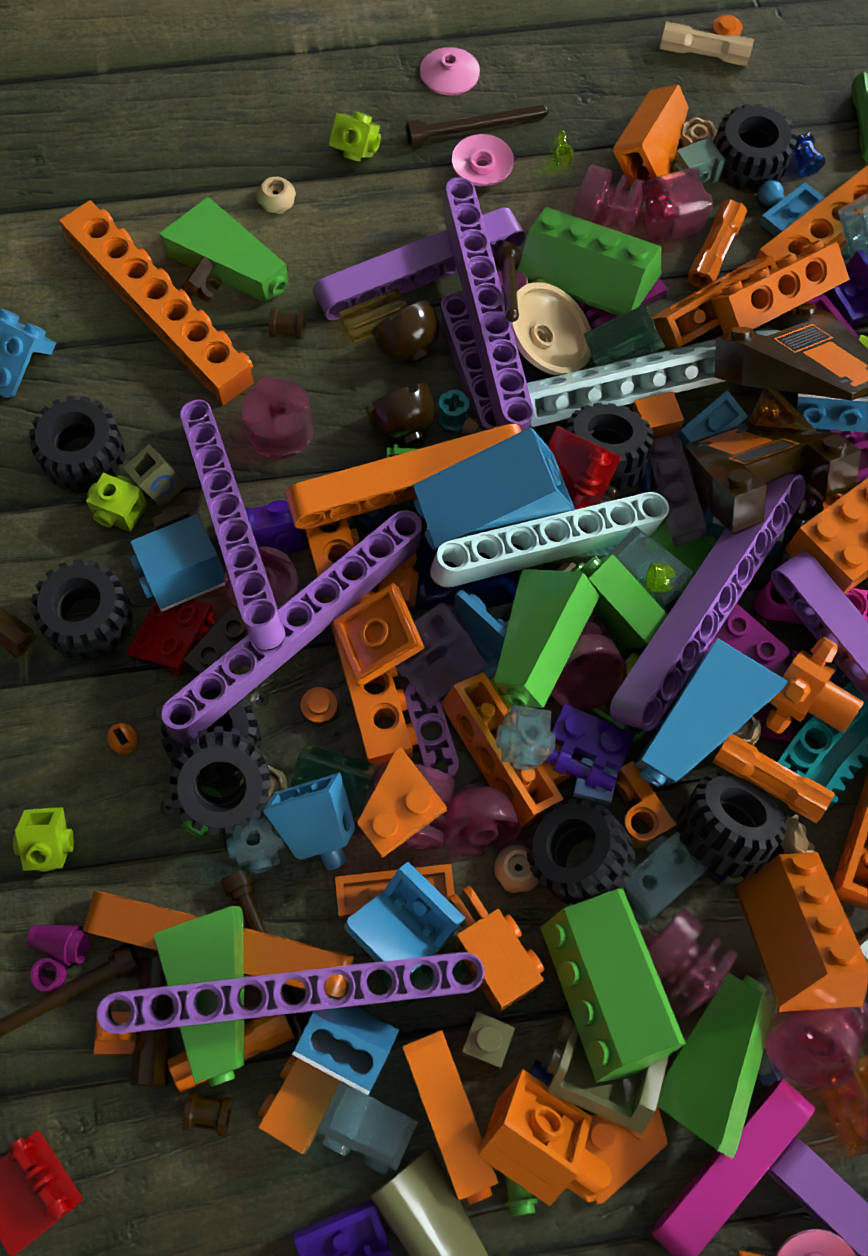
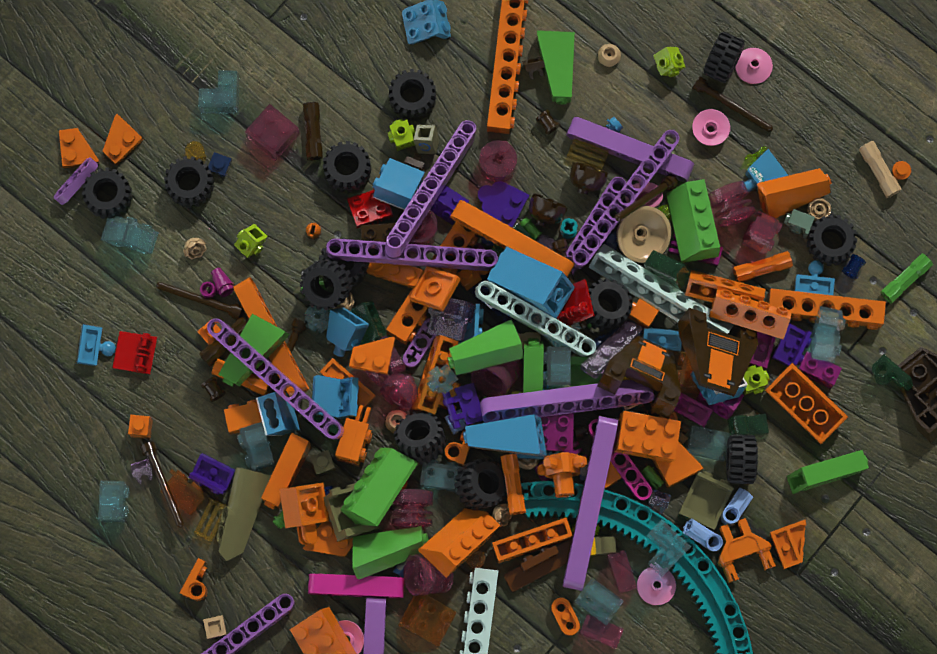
camera: 50 degrees right, 10 degrees up
(299, 674) = (399, 274): none -> orange plate
(319, 705) = (393, 291): orange plate -> none
(332, 453) = (502, 201): none -> dark purple plate
(368, 251) = (614, 124): none -> dark azure plate
(413, 71) = (723, 57): none -> black tyre
(594, 144) = (763, 169): none -> dark azure torso
(658, 578) = (553, 375): clear neon green hinge -> none

